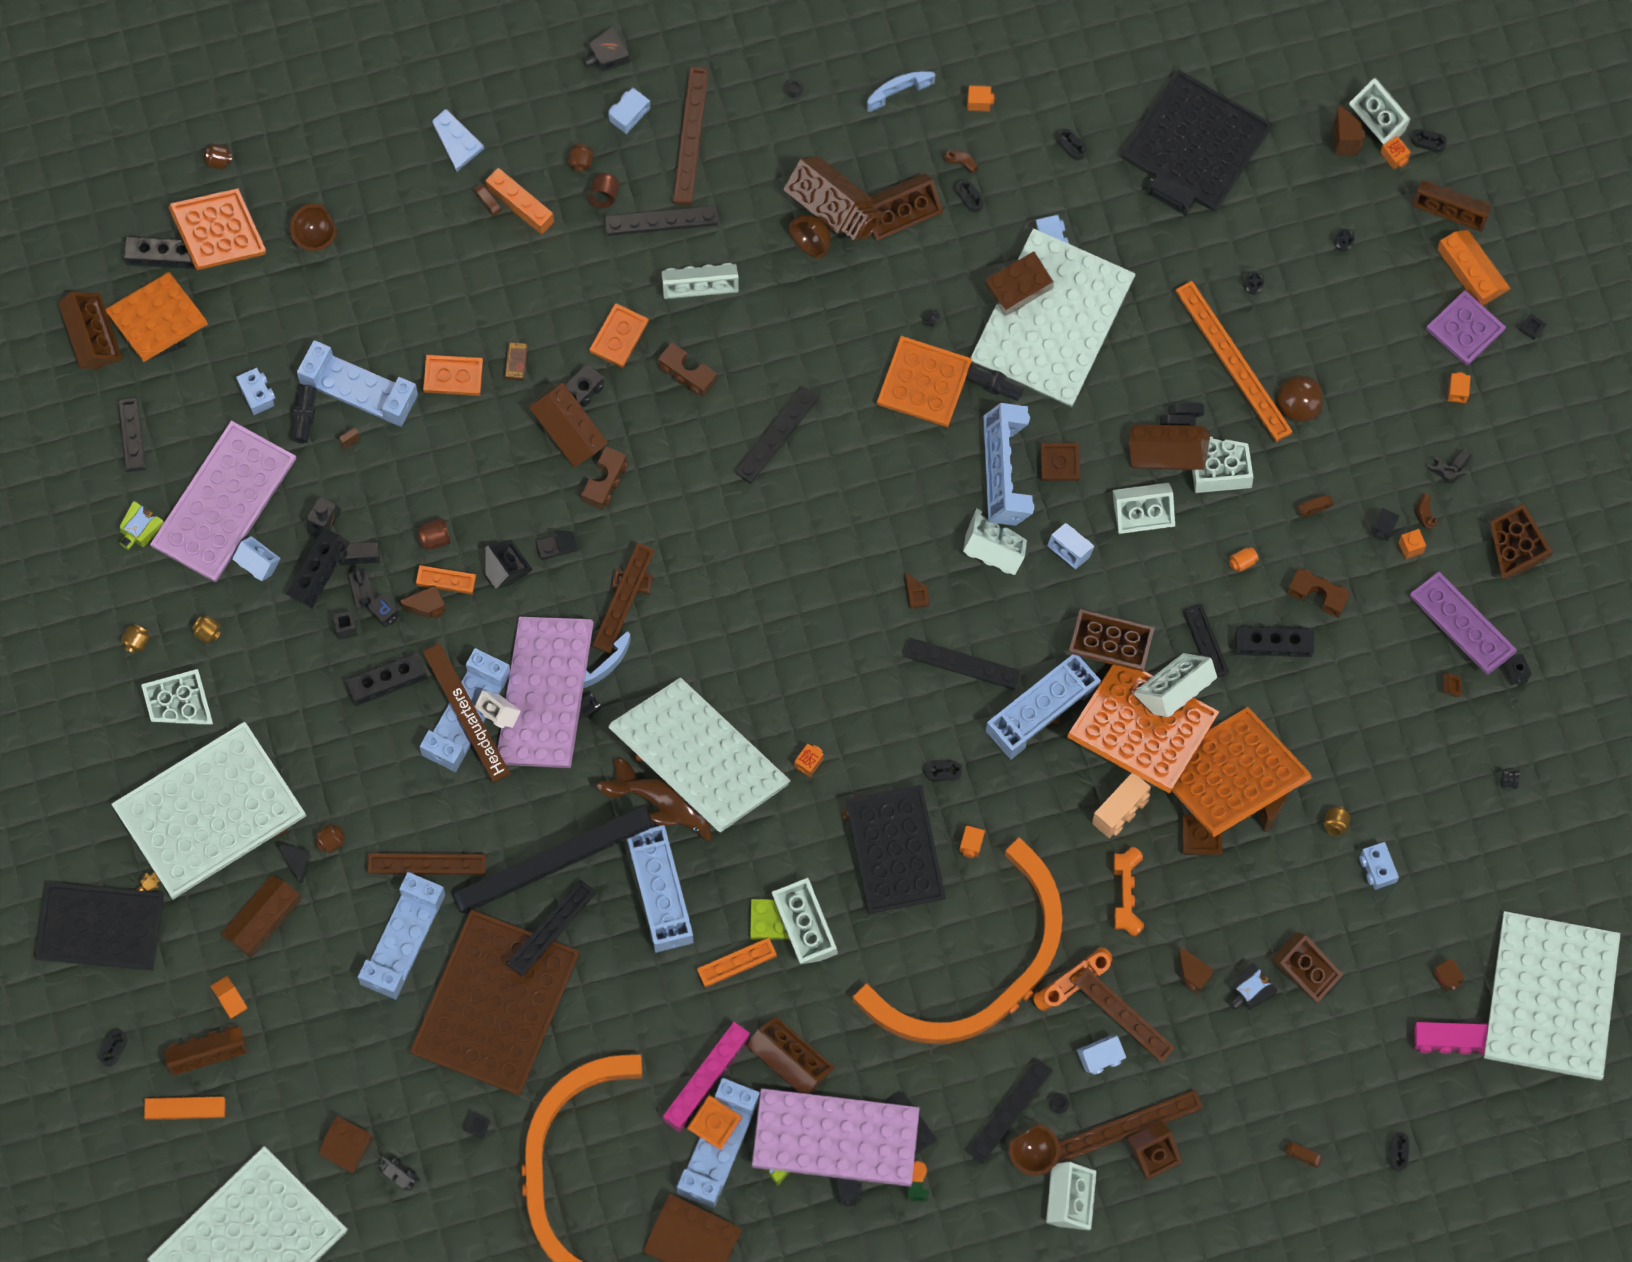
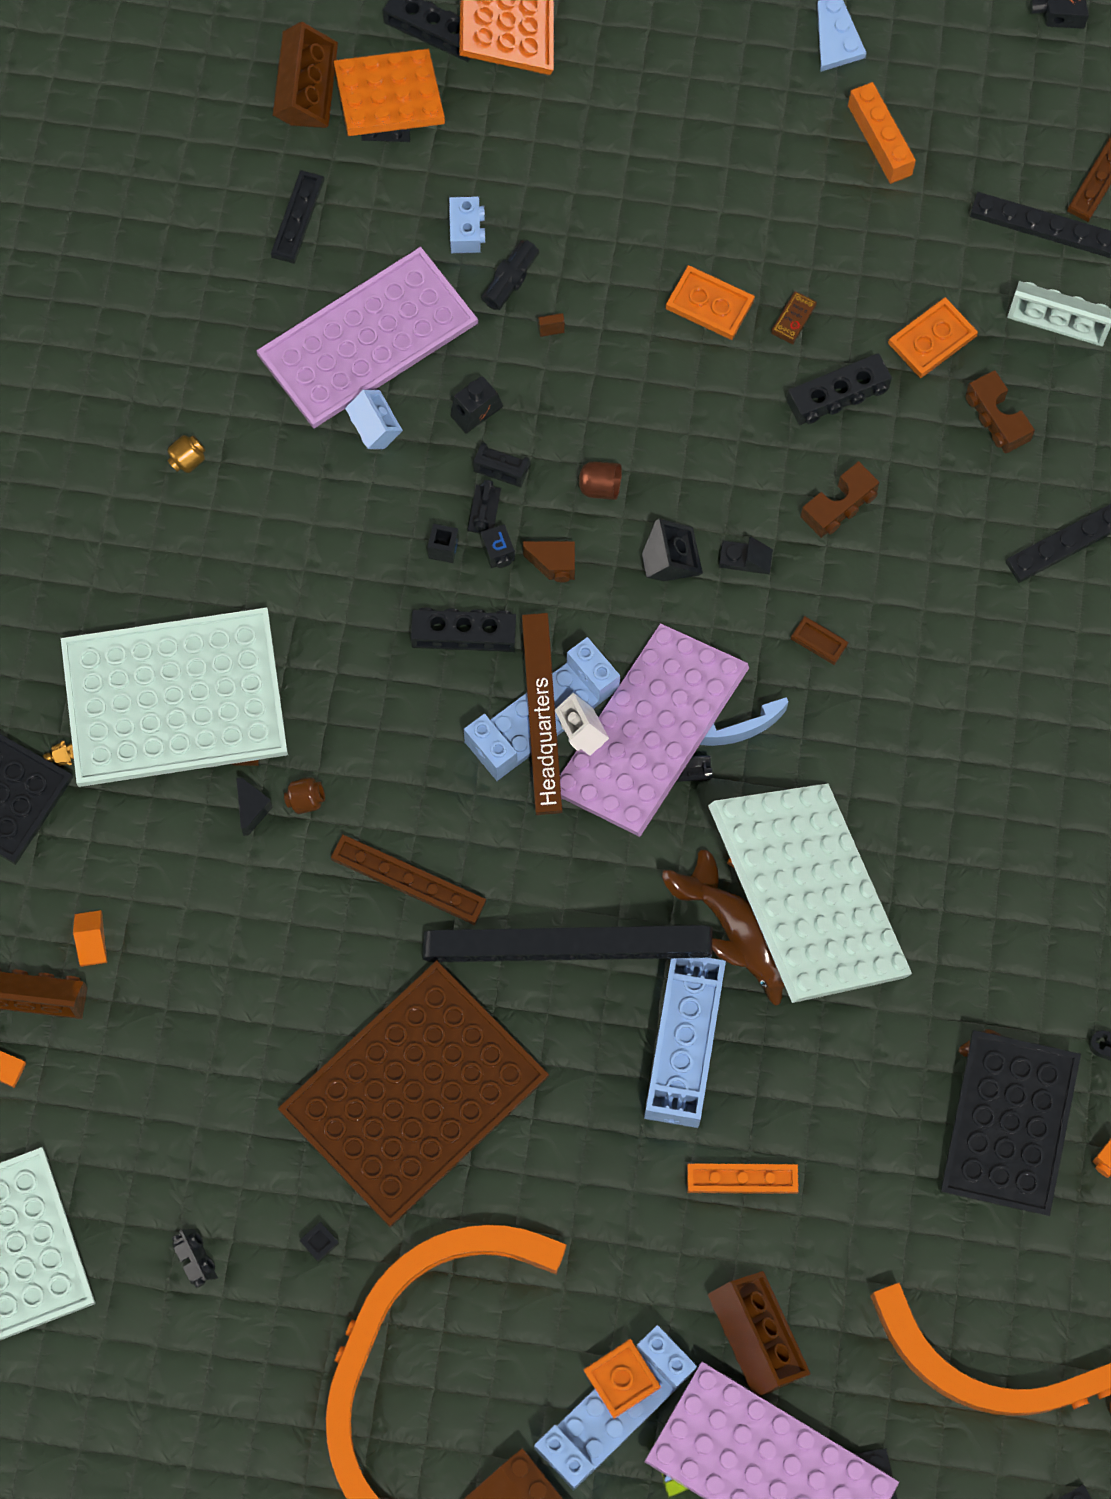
camera: 25 degrees right, 0 degrees up
(139, 526) = (253, 324): torso -> none
(177, 699) = (200, 547): light aqua wedge -> none
(206, 629) = (275, 478): pearl gold head -> none
(261, 916) = (177, 855): reddish brown slope -> none
(313, 227) = (620, 63): reddish brown cylinder -> none
(318, 568) = (441, 461): black brick -> none
(345, 1144) = (143, 1191): reddish brown slope -> none
(356, 385) = (588, 267): light blue plate -> none
(402, 936) = (336, 957): light blue plate -> none
(446, 579) = (591, 541): orange plate -> none
(487, 200) = (842, 116): reddish brown beam -> none
(551, 928) = (525, 1030): black plate -> none
(568, 424) = (823, 415): reddish brown slope -> none
(580, 157) = (977, 112): reddish brown head -> none
(606, 183) = (993, 152): copper helmet -> none
(623, 598) = (799, 655): reddish brown plate -> none
(629, 110) = (1060, 80): light blue brick -> none
(706, 1077) = (638, 1312): dark pink brick -> none
(767, 921) = (810, 1141): lime plate -> none
(805, 922) = (852, 1166): light aqua slope -> none
(809, 760) = (947, 957): orange brick -> none

